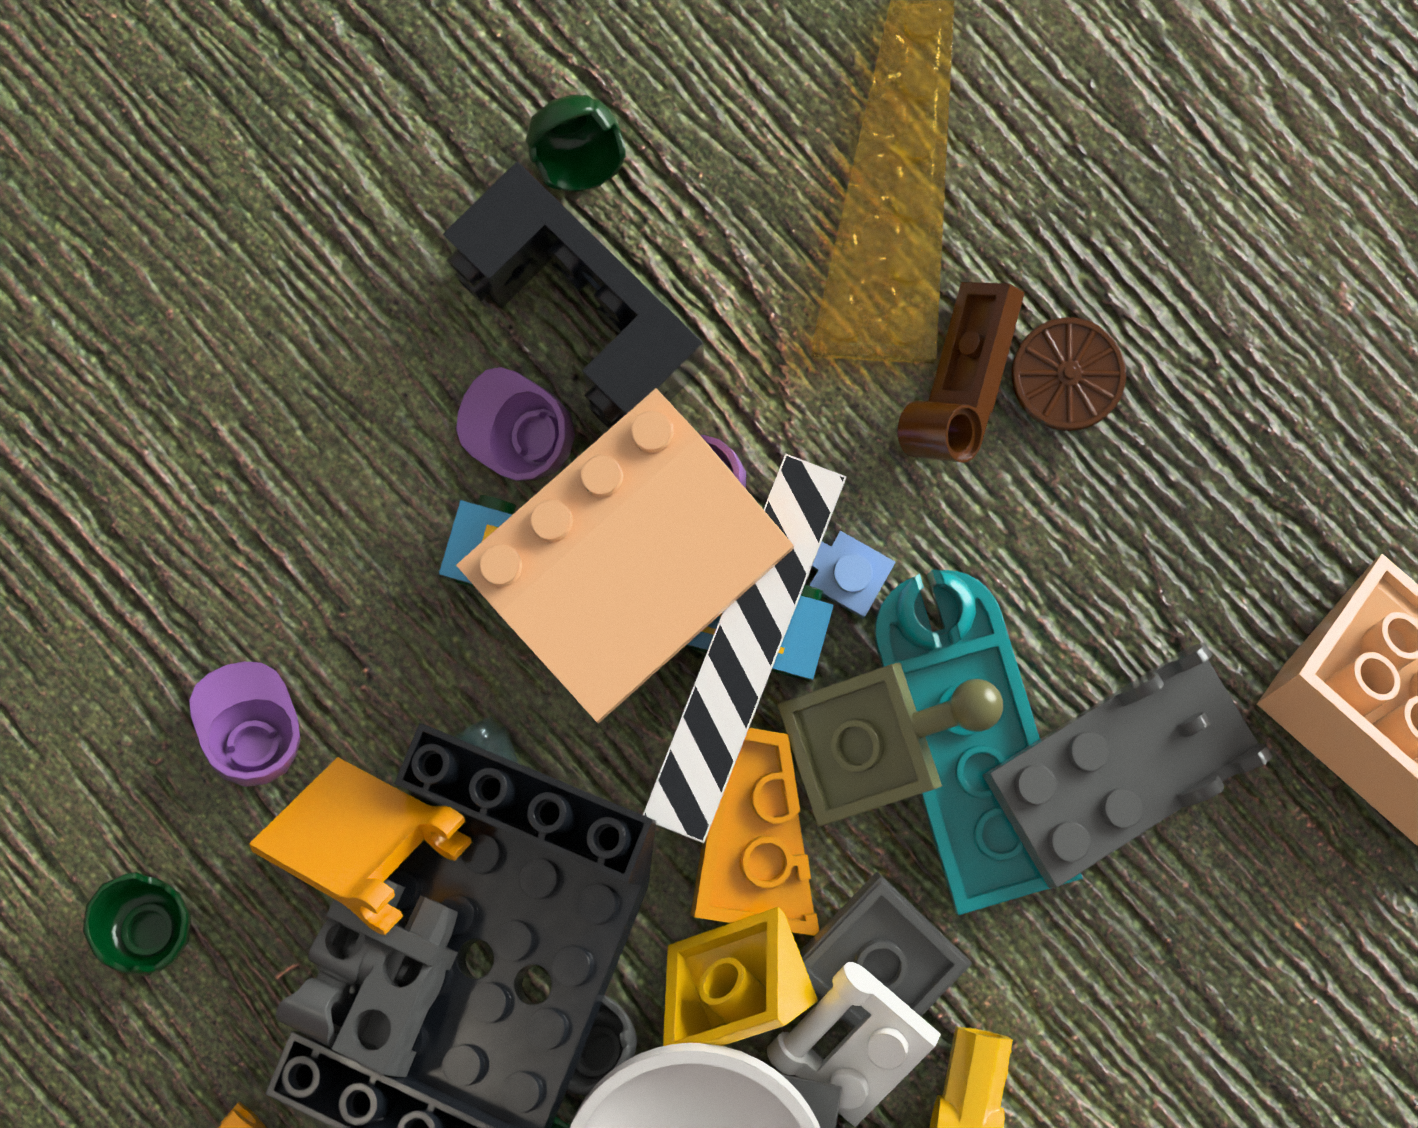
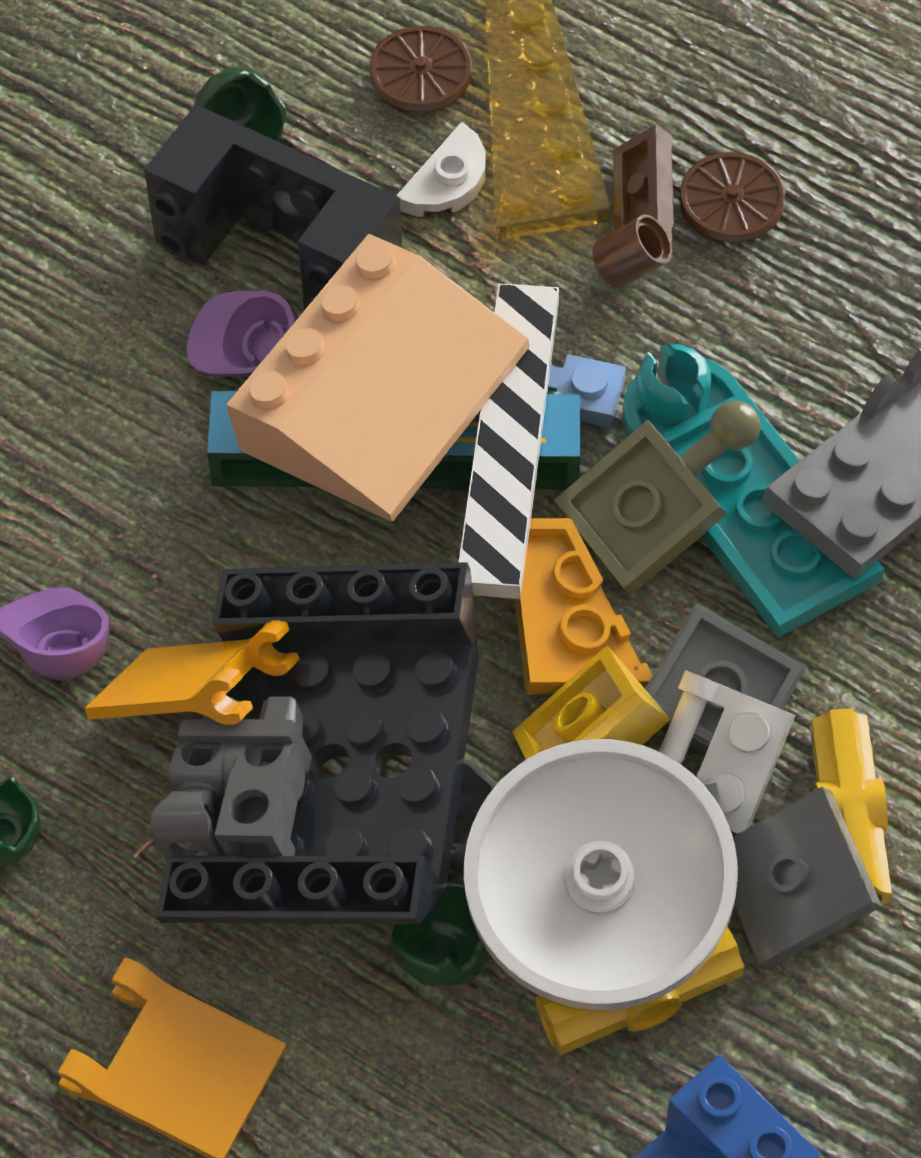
camera: 15 degrees left, 25 degrees down
(780, 269) = (448, 177): none -> white plate
(787, 120) = (420, 68): none -> reddish brown wheel

